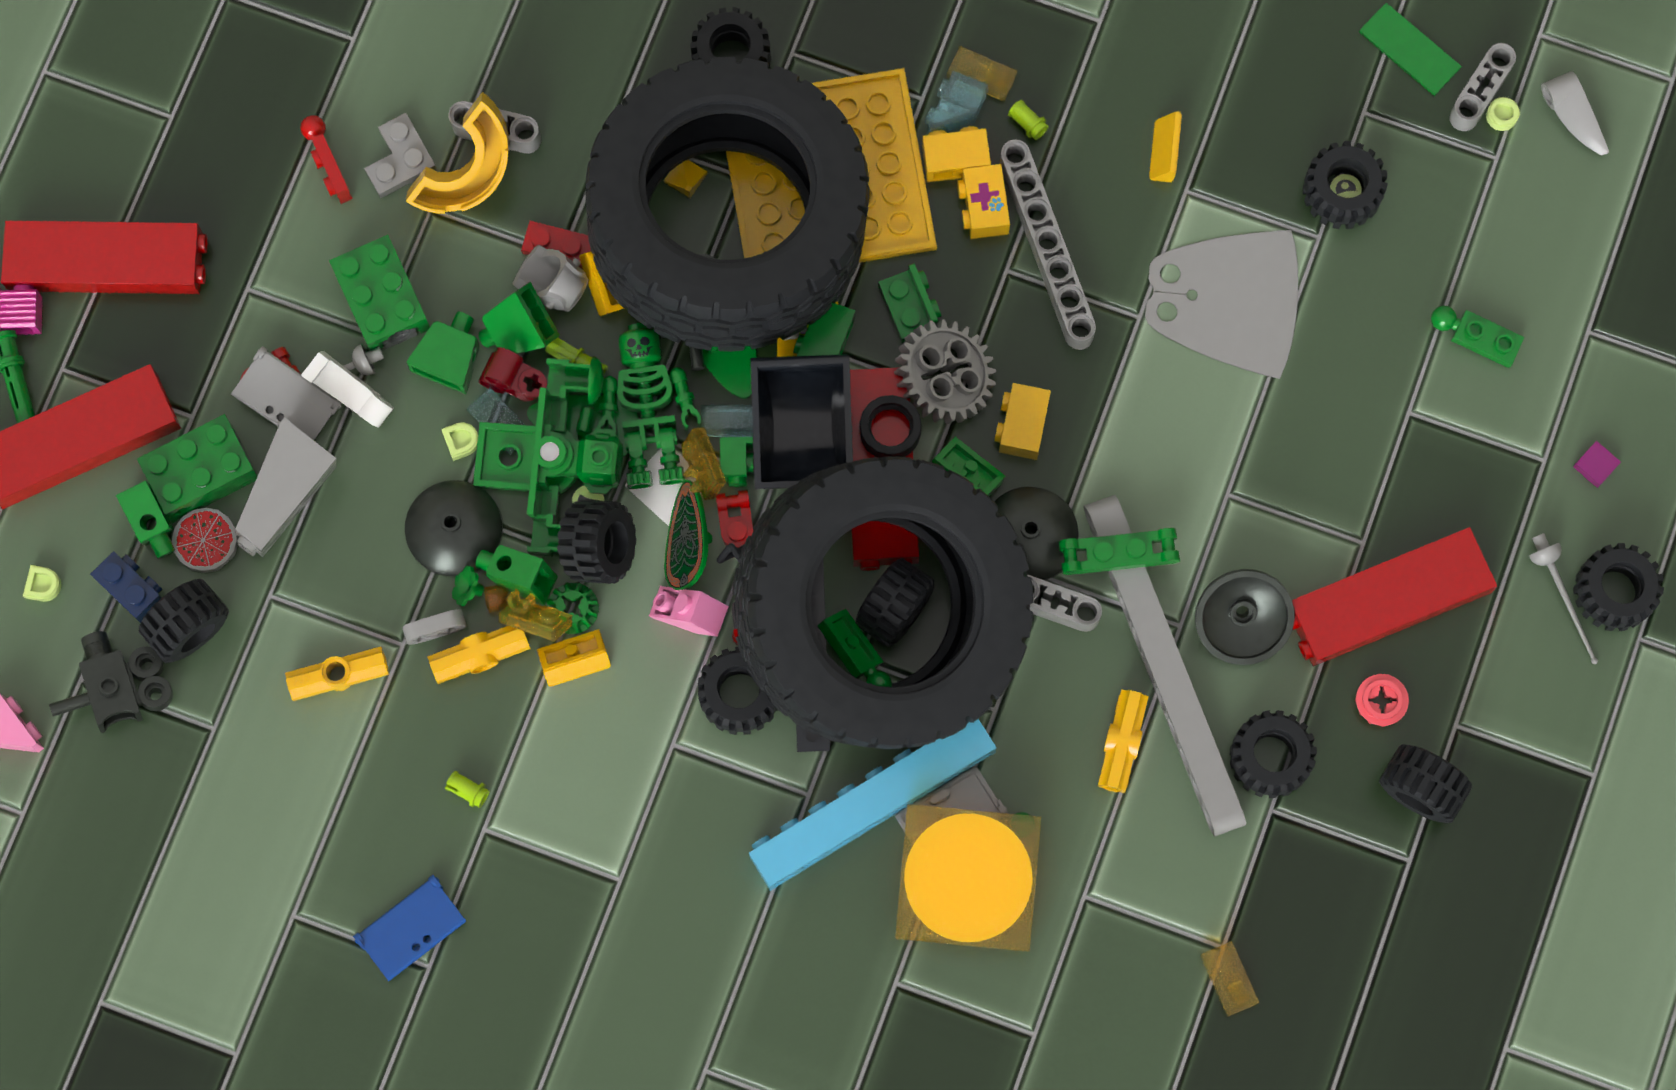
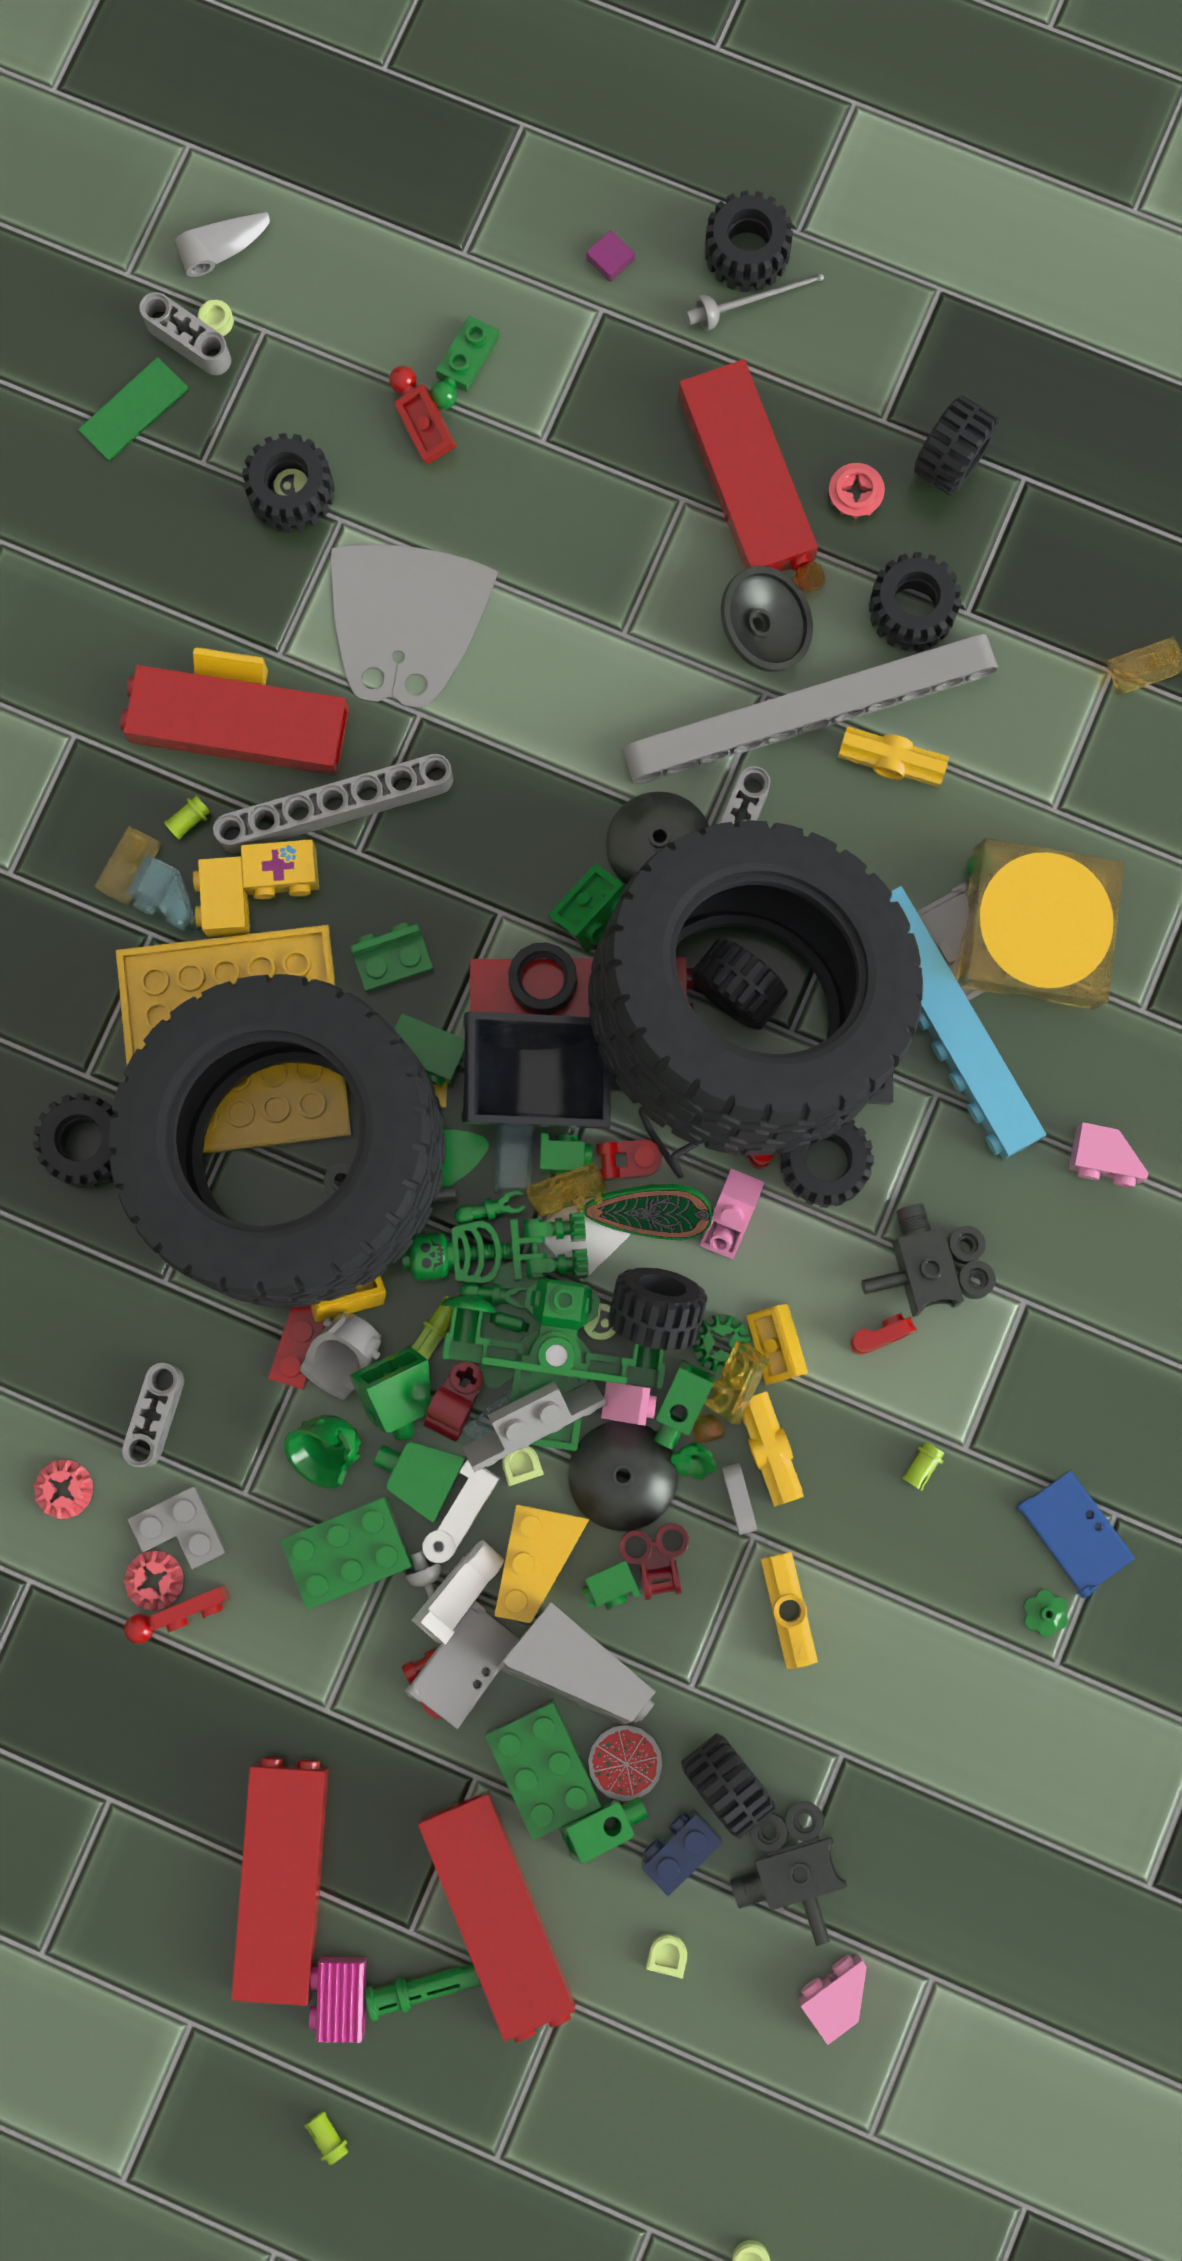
camera: 85 degrees left, 5 degrees up
(345, 910) = (1036, 1613): none -> green plant
(350, 151) = (170, 1585): none -> coral gear
(356, 519) = (610, 1586): none -> green brick
(378, 451) = (534, 1558): none -> yellow wedge
(379, 557) = (657, 1561): none -> dark red piece
(417, 390) = (444, 1541): none -> white leg
(432, 72) = (80, 1488): none -> coral gear
(468, 268) = (323, 1450): none -> green helmet
(479, 177) = (218, 1437): yellow brick -> none
(496, 439) = (531, 1419): none -> light grey bracket
(512, 525) = (628, 1403): none -> bright pink slope
(588, 758) = (893, 1330): none -> red plate
(649, 786) = (928, 1263): none -> pearl dark grey piece
(686, 177) = (229, 1197): yellow slope -> none
(757, 945) = (1105, 1153): none -> bright pink slope
(854, 648) = (796, 1025): green plate -> none
(935, 344) = (445, 928): light grey gear -> none
(1023, 422) = (534, 840): yellow brick -> none
(1119, 155) = (235, 720): none -> red brick
(1119, 551) = (691, 743): green plate -> none
(1292, 659) = (810, 577): none -> clear orange hinge
(1421, 299) = (421, 415): none -> red plate

